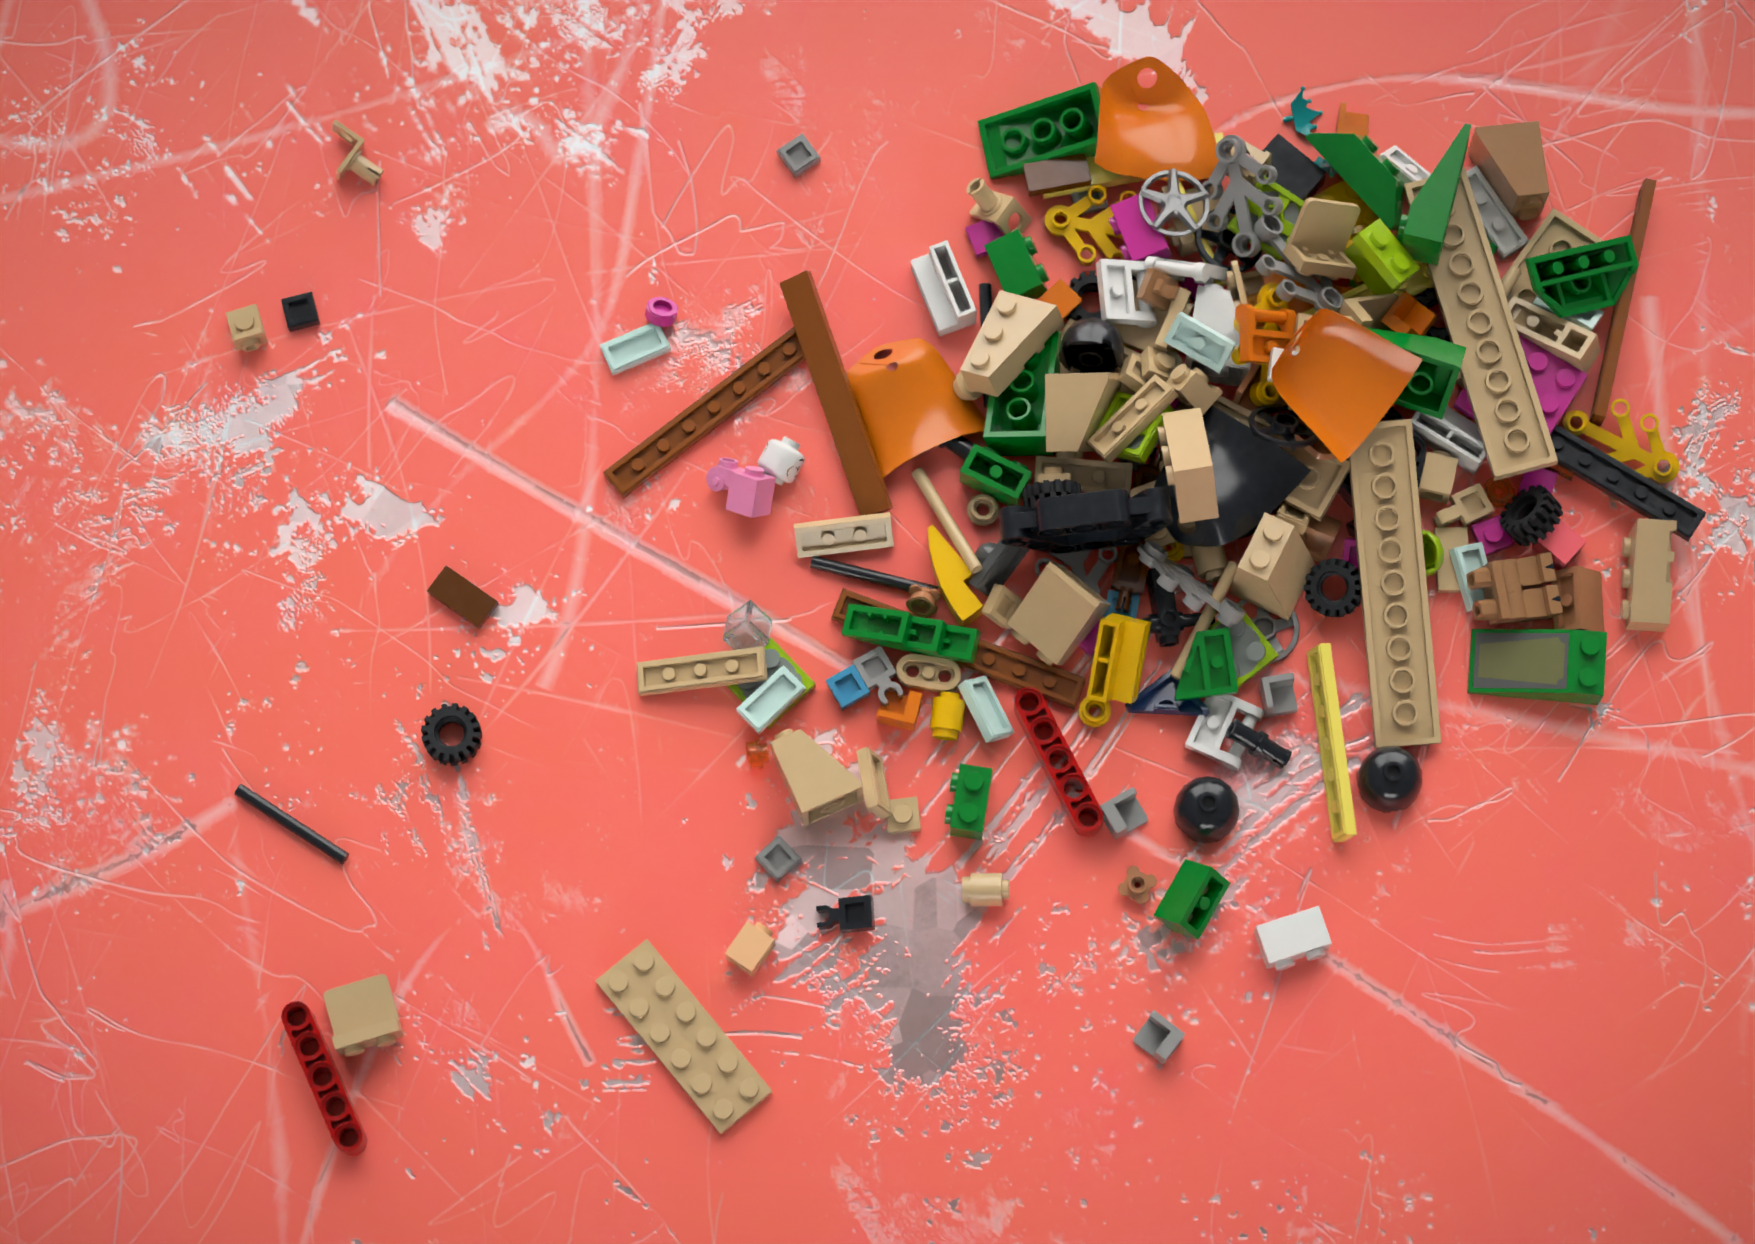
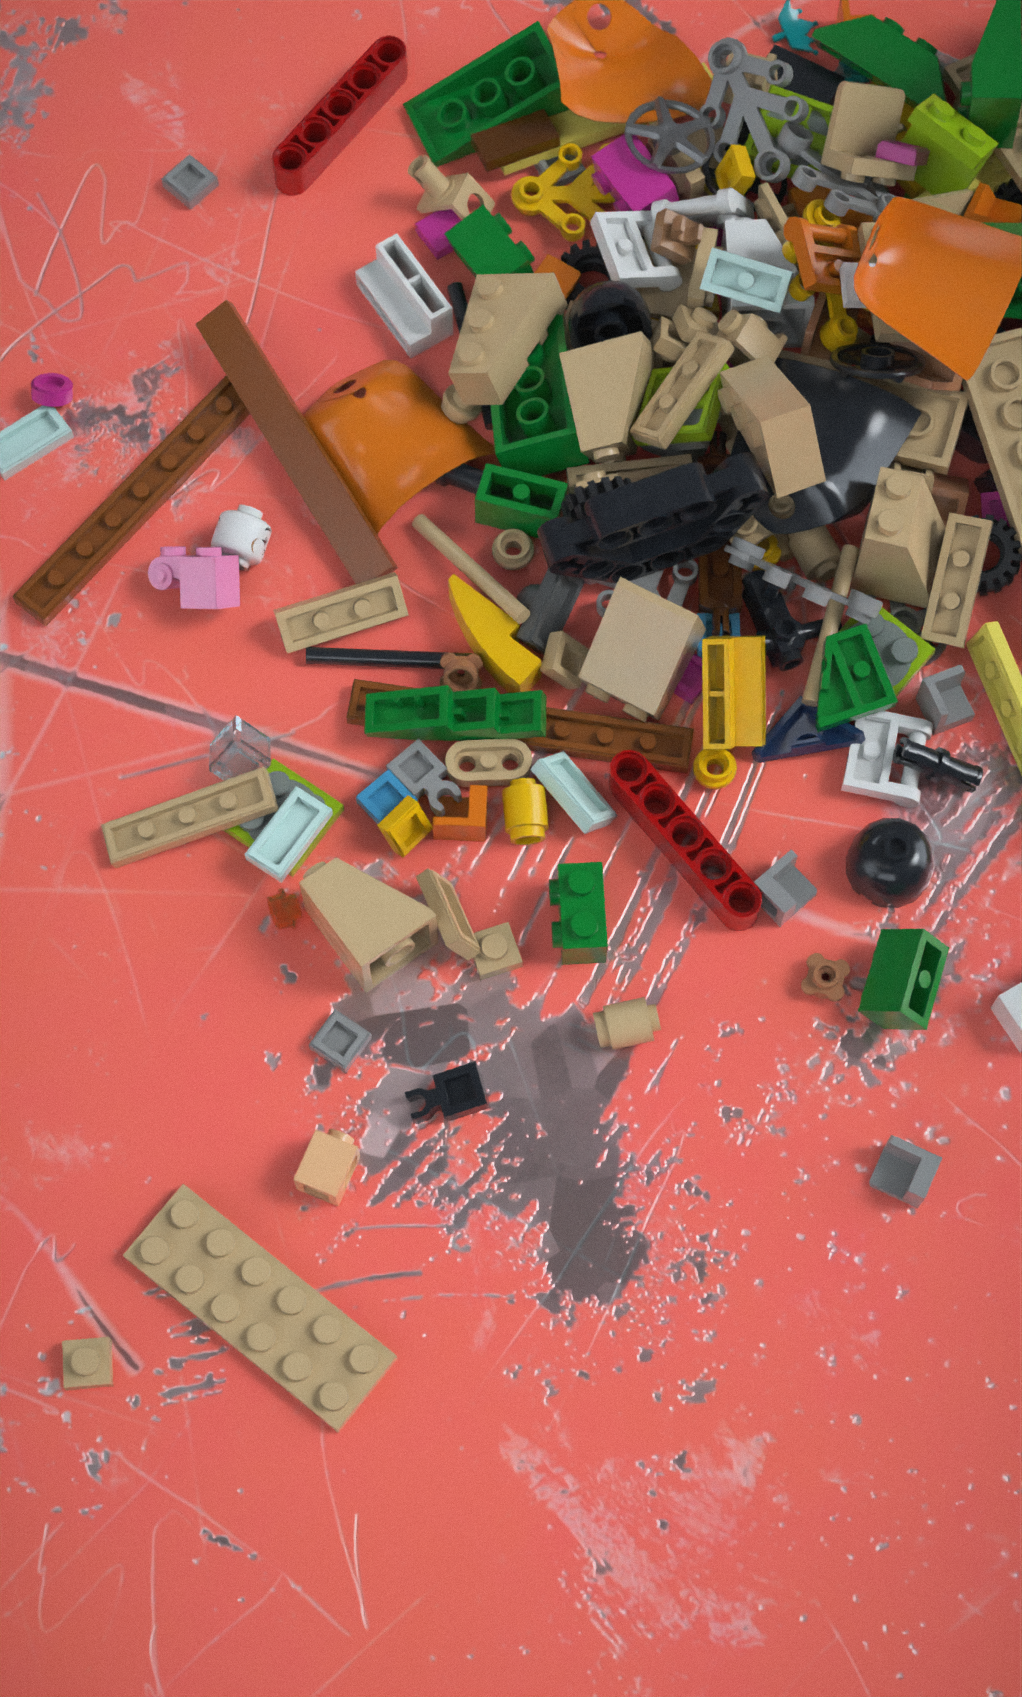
camera: 15 degrees left, 5 degrees down
(557, 1050) = (87, 1363): none -> tan plate
(857, 710) = (405, 826): none -> yellow tile
(922, 137) = (379, 70): none -> red beam
(1217, 244) = (735, 170): none -> yellow plate
(1306, 606) = (956, 580): none -> tan plate
(1347, 257) = (902, 153): none -> dark pink tile

